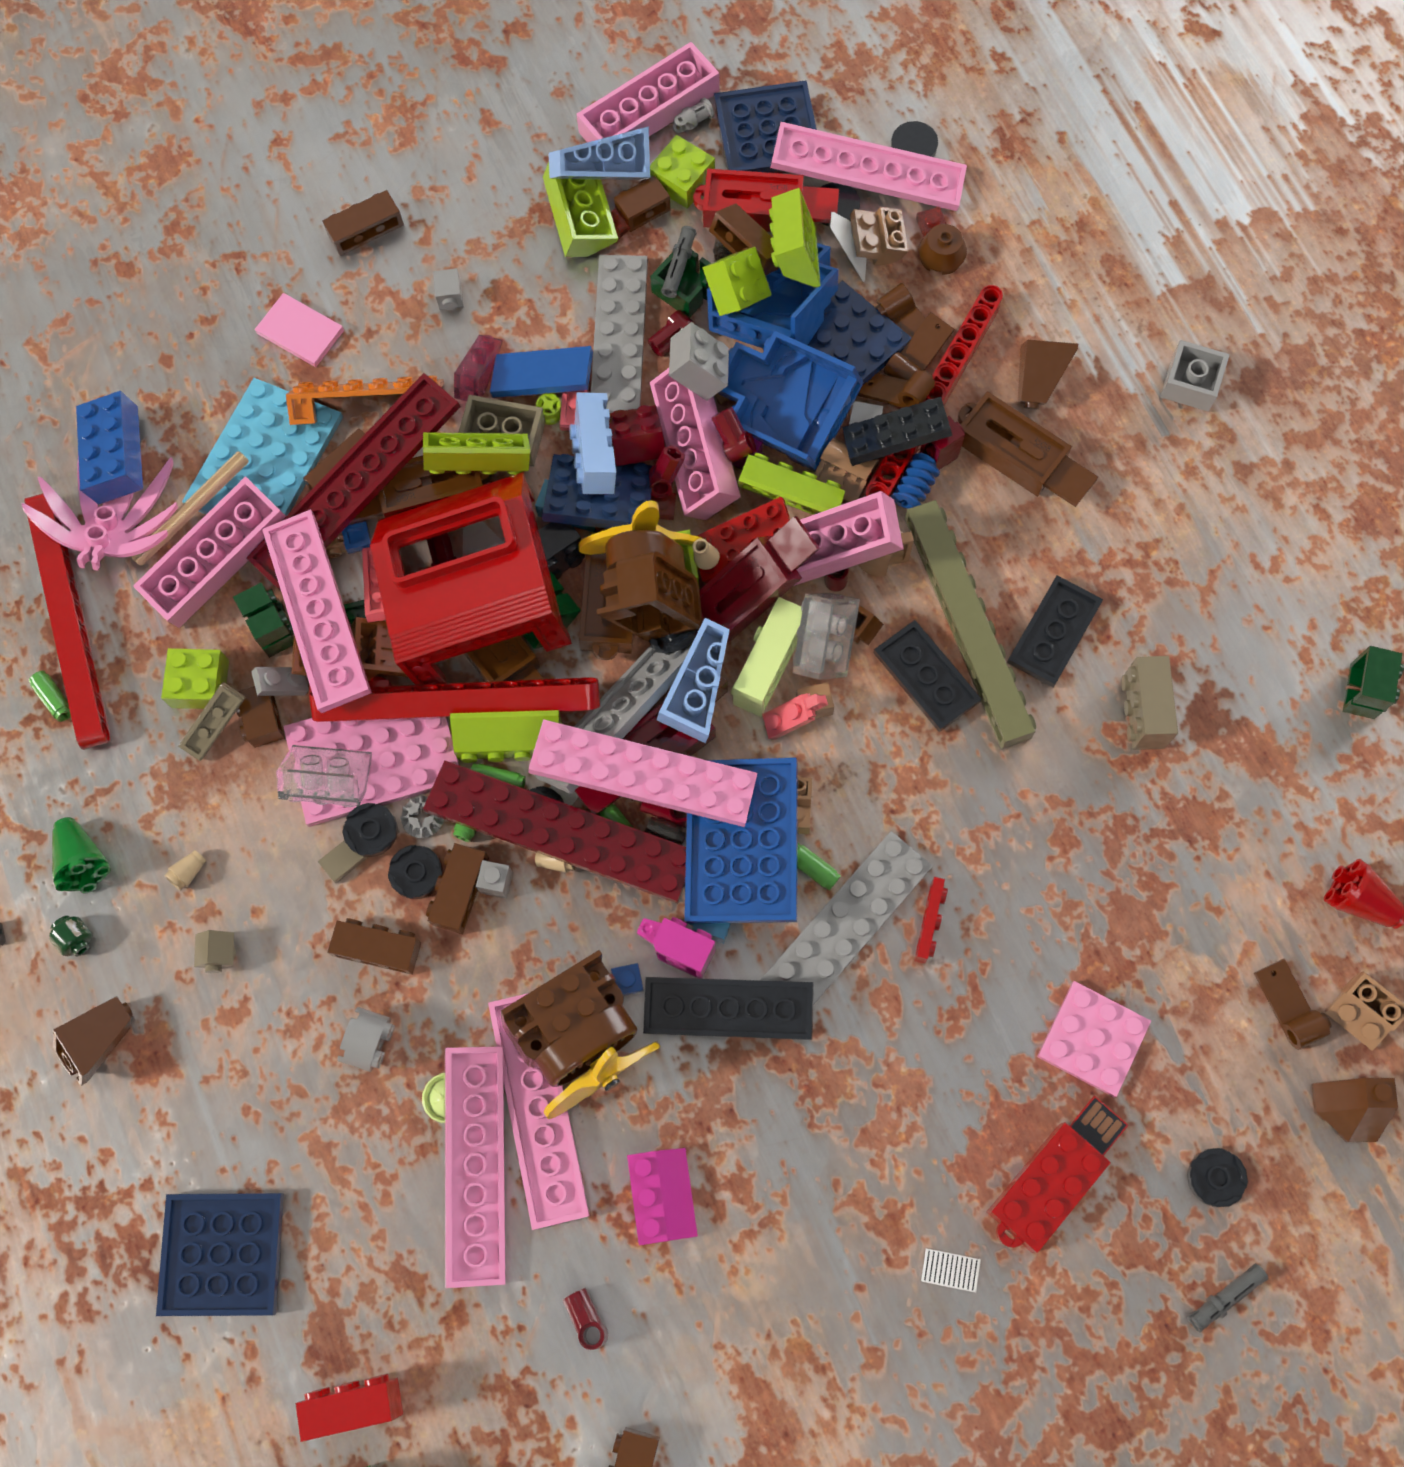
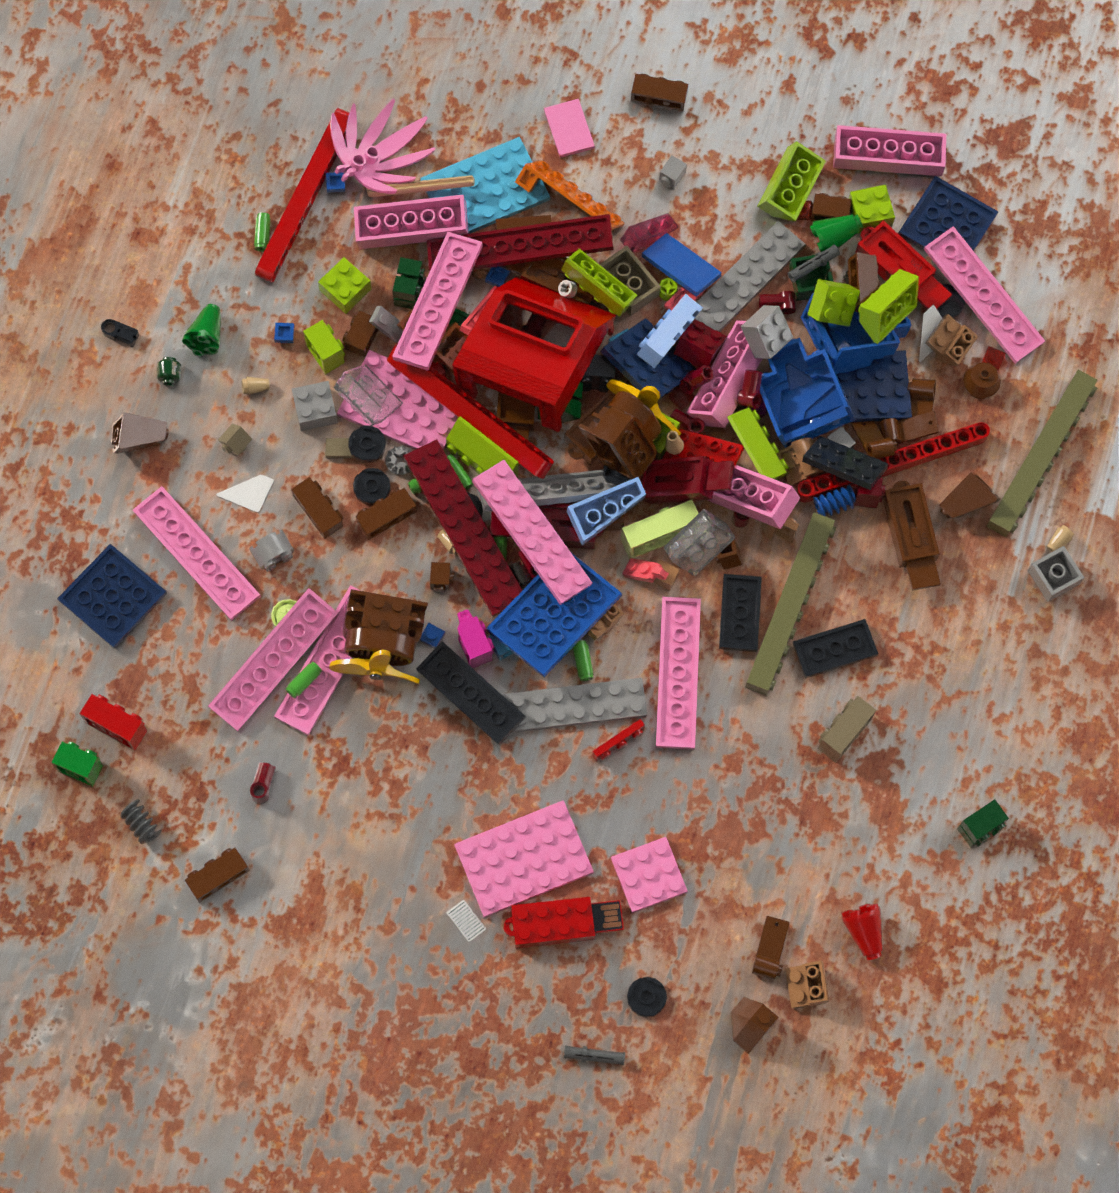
camera: 35 degrees right, 0 degrees up
(90, 579) = (334, 182): none -> blue plate
(109, 447) = (406, 115): blue brick -> none
(170, 785) = (284, 333): none -> blue plate
(211, 721) = (336, 315): dark tan tile -> none
(229, 762) = (324, 346): none -> lime brick
(274, 836) = (314, 405): none -> light grey brick
(279, 1117) = (196, 553): none -> bright pink plate
(282, 996) = (250, 493): none -> white sticker
(453, 482) = (563, 287): none -> white bush
(494, 879) = (409, 524): light grey brick -> none
(530, 1158) = (303, 679): none -> bright green piece
(580, 906) = (441, 576): none -> reddish brown brick
(610, 158) = (827, 166): light blue wedge -> none
(662, 1196) = (352, 756): dark pink slope -> none
(668, 216) = (836, 230): none -> green cone
(692, 116) = (909, 179): light grey piece -> none
(695, 523) = (688, 422): none -> dark red piece
(915, 138) = (1030, 300): black tile -> none
(924, 794) = (678, 673): none -> bright pink plate
(948, 1143) = (523, 858): none -> bright pink plate
(1067, 273) = (1041, 454): none -> olive brick
(1162, 339) = (1061, 537): none -> tan cone

